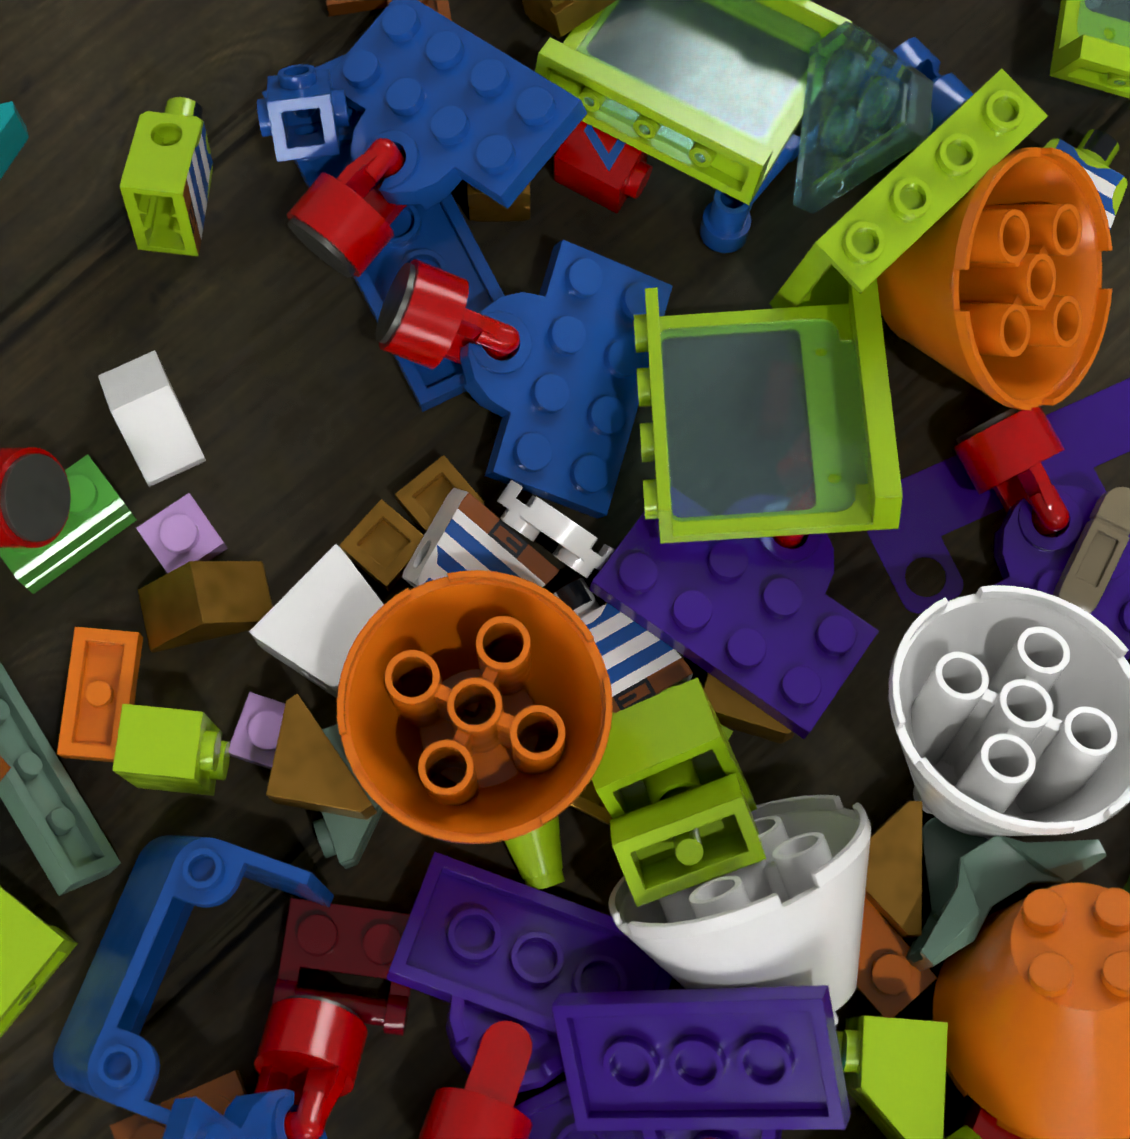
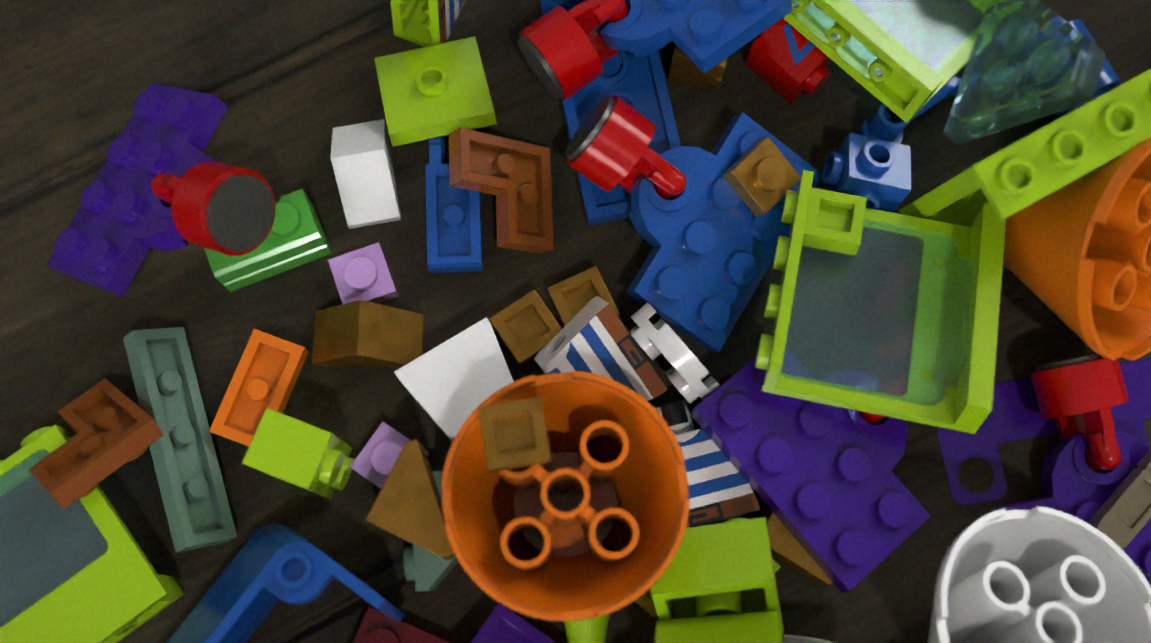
camera: 15 degrees right, 0 degrees up
(205, 303) = (434, 91): none -> lime plate
(263, 431) = (451, 218): none -> blue hinge
(328, 378) = (517, 176): none -> dark orange plate
(404, 655) = (514, 434): none -> pearl gold plate
(602, 306) = (761, 176): none -> pearl gold plate
(693, 337) = (834, 221): none -> lime plate
(721, 271) = (870, 170): none -> blue brick

